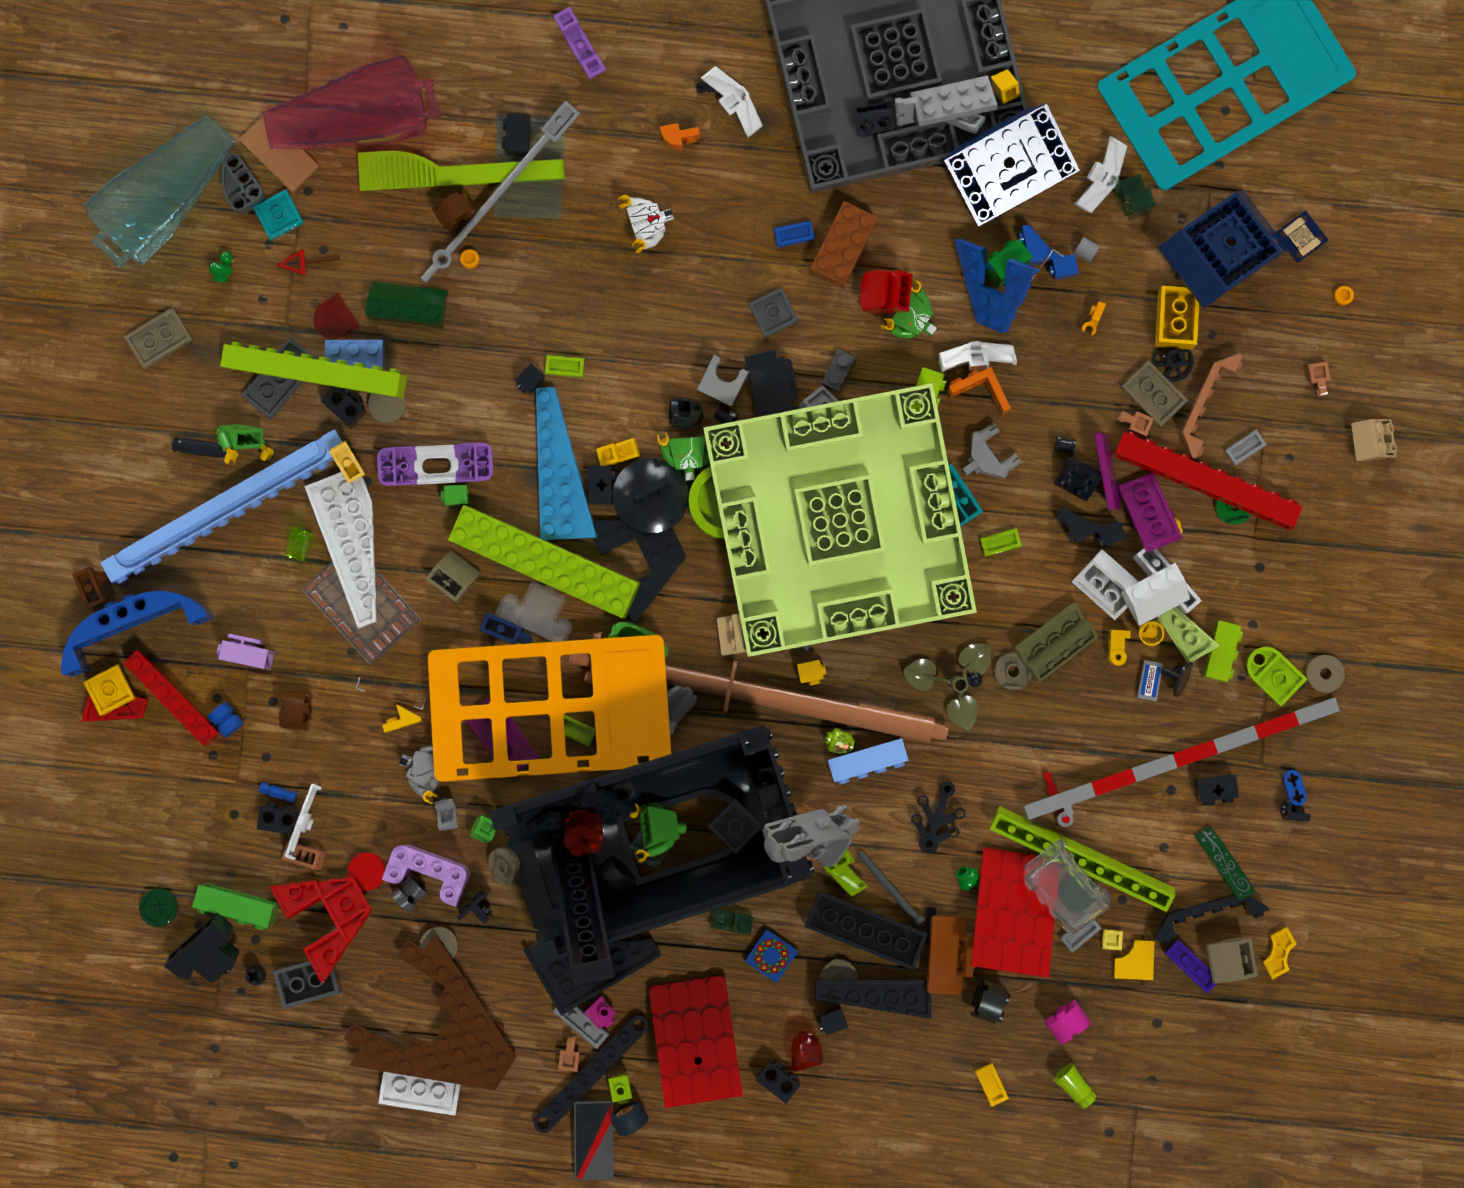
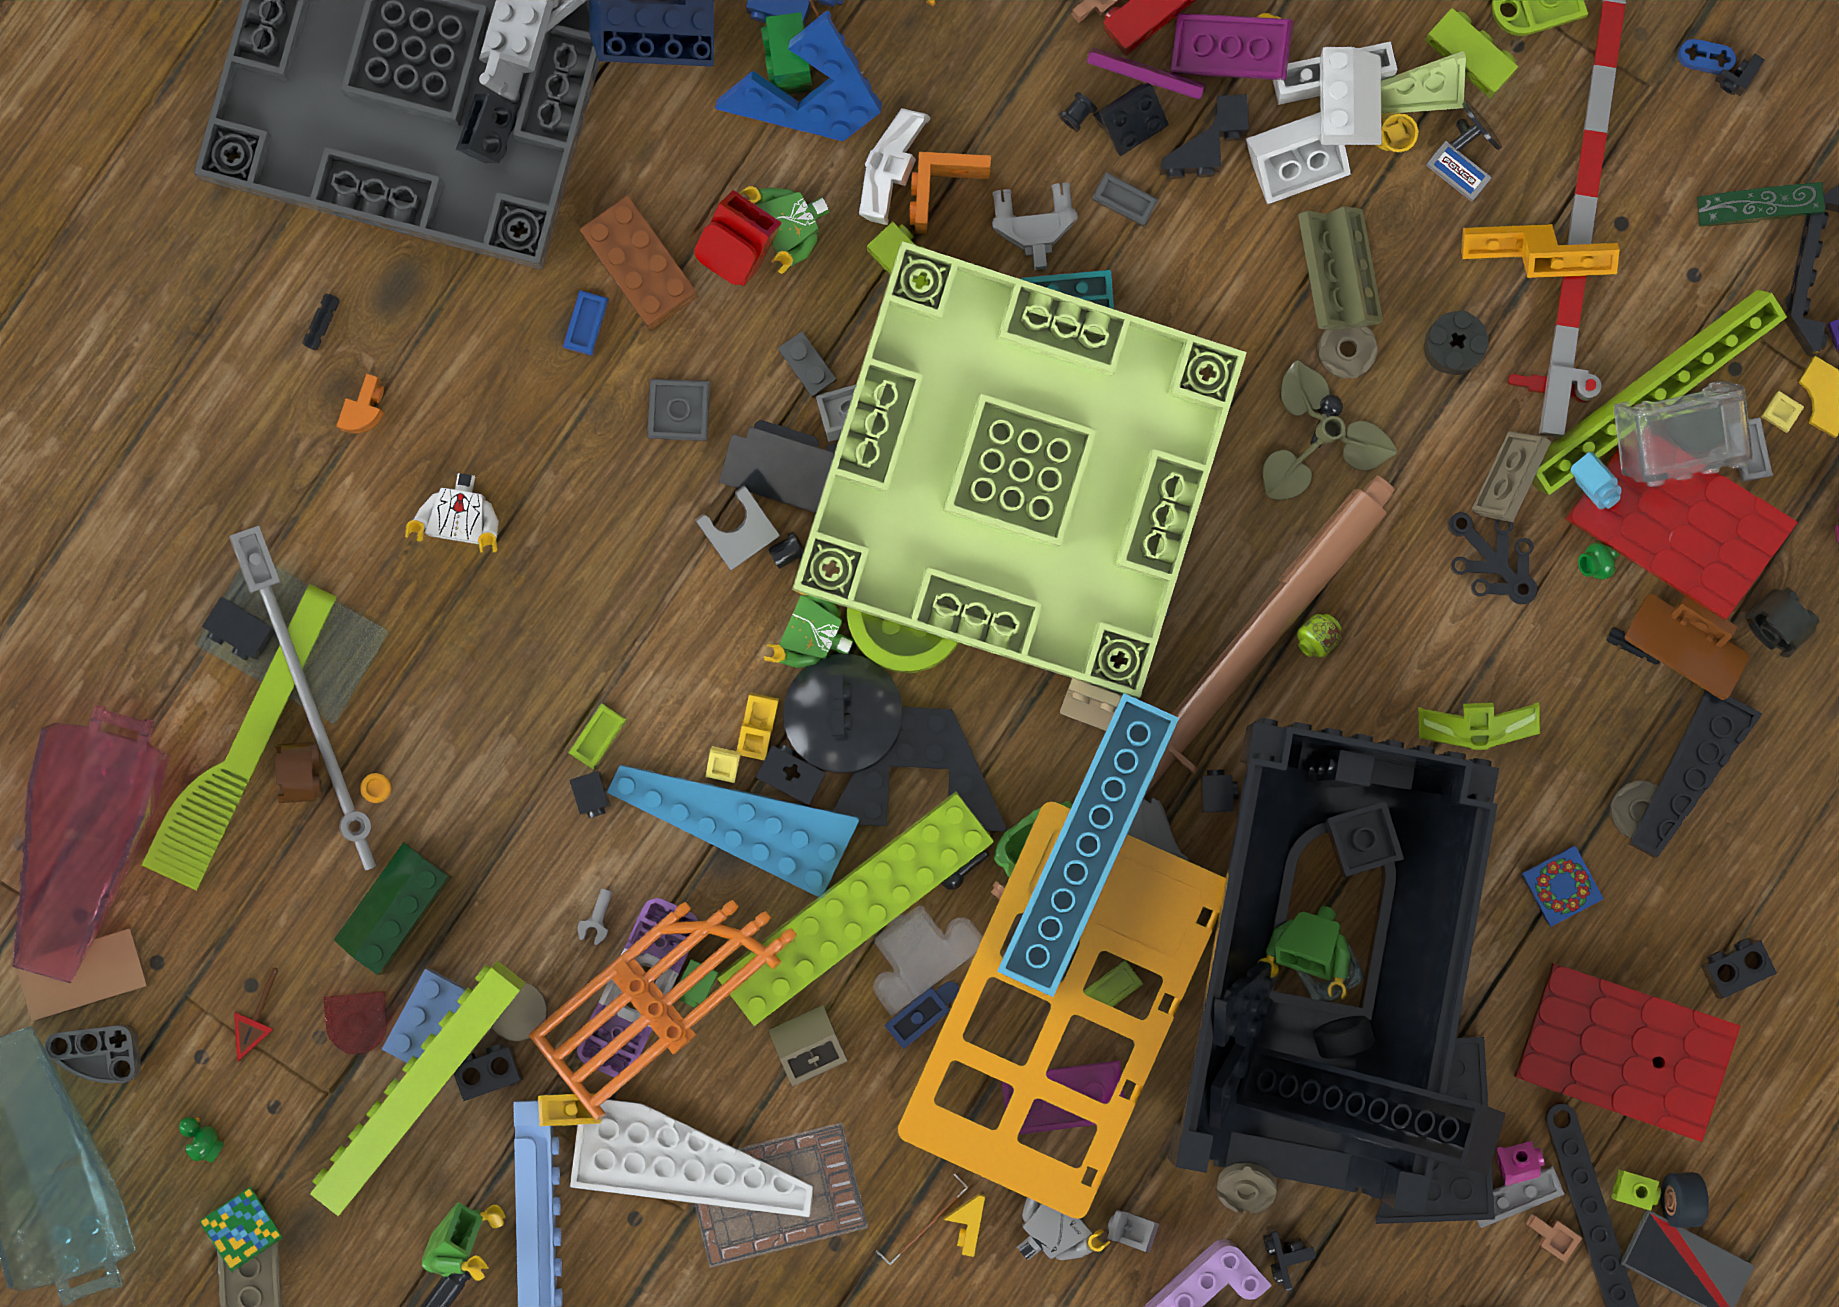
camera: 60 degrees left, 0 degrees up
(184, 317) = (241, 1229): none -> tile
(272, 392) = (413, 1164): dark grey tile -> none
(278, 215) = (167, 1022): teal tile -> none
(299, 543) = (646, 1237): clear neon green slope -> none
(430, 475) = (649, 1000): none -> orange piece
(462, 421) = (597, 918): none -> light grey bar
(482, 829) = (1181, 1190): bright green brick -> none
(579, 43) = (158, 475): medium lavender slope -> none
(583, 832) = (1267, 1052): clear red brick -> none
(586, 444) = (723, 764): none -> light yellow tile
(592, 610) = (956, 879): none -> black bar
(647, 671) = (1088, 845): none -> medium azure brick
(684, 413) = (753, 605): black piece -> none
(719, 729) = (1218, 792): none -> black brick
(732, 921) = (1493, 910): clear green slope -> none
(734, 99) = (354, 303): white plate -> none
(806, 1051) = (1718, 907): clear red piece -> none
(811, 672) = (1203, 623): yellow brick -> none
(815, 832) = (1441, 737): light grey piece -> none
(832, 1020) = (1696, 849): black brick -> none
(865, 930) = (1596, 737): black brick -> none
(868, 760) = (1365, 611): light blue brick -> none
(891, 889) = (1617, 660): dark grey bar -> none
(989, 802) = (1511, 476): none -> dark tan tile
(1000, 542) = (1162, 271): lime tile -> none
(1012, 851) = (1596, 481): none -> medium azure brick
(1029, 499) = (1125, 199): none -> dark grey tile
(1059, 726) = (1455, 359): none -> pearl dark grey brick
(1116, 646) = (1388, 190): yellow leg -> none
(1128, 750) = (1540, 251): none -> light orange bracket
(1205, 786) = (1641, 173): black brick -> none

